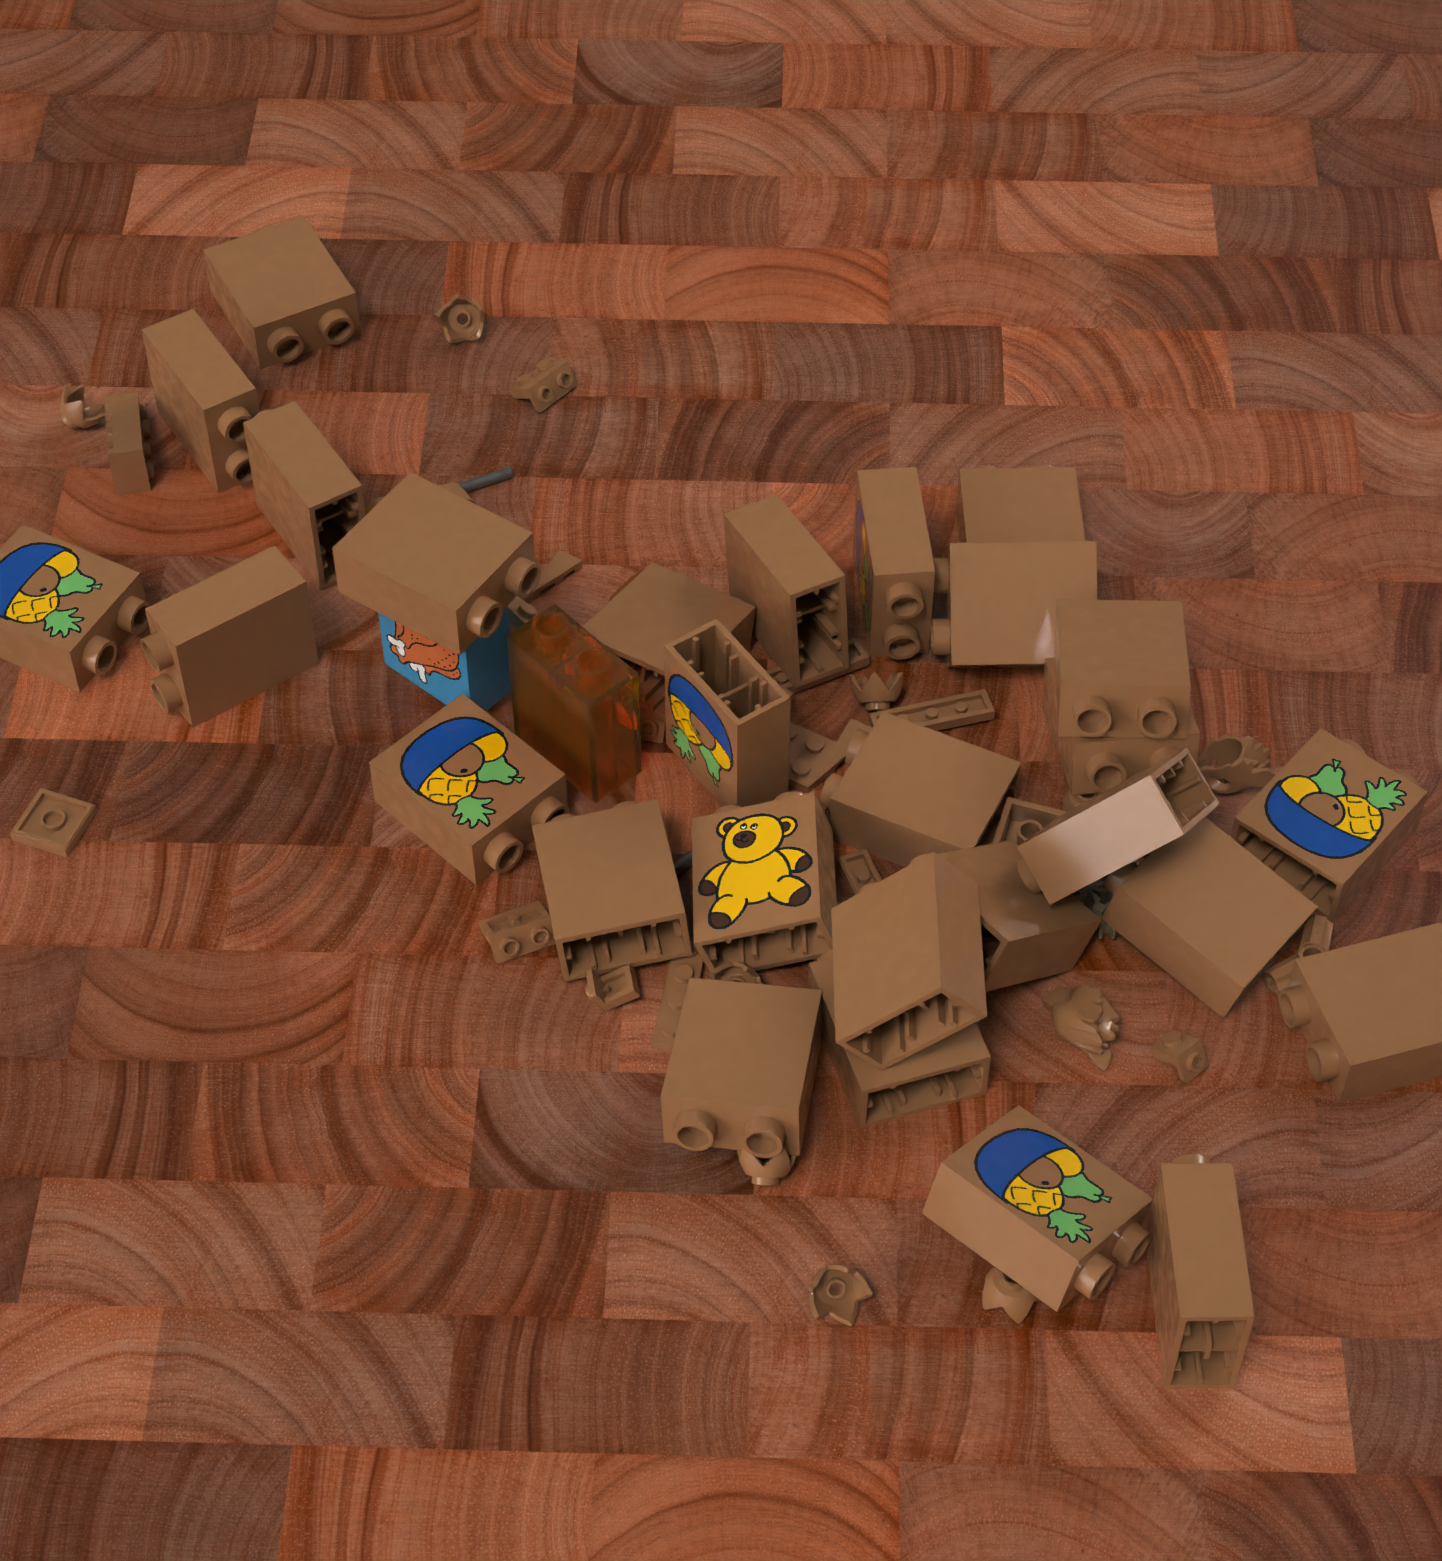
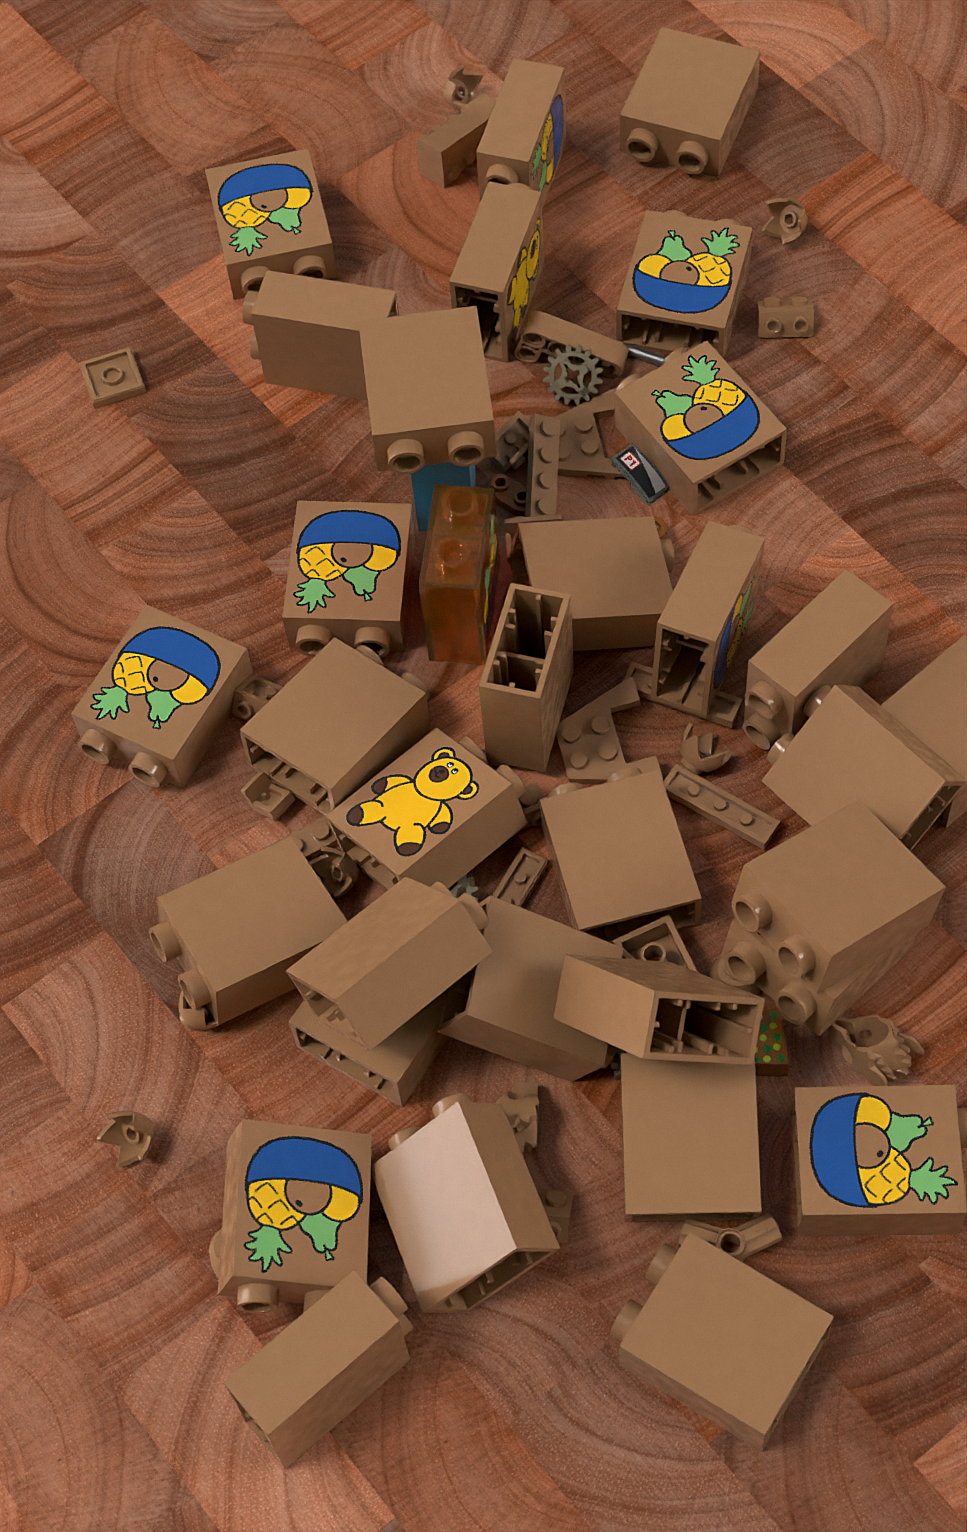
camera: 55 degrees right, 10 degrees up
(440, 989) = (161, 698): none -> medium nougat brick
(450, 411) = (683, 282): none -> medium nougat brick
(580, 556) = (641, 473): none -> slope
(588, 491) = (699, 426): none -> medium nougat brick
(1136, 1081) = (462, 1205): none -> medium nougat brick

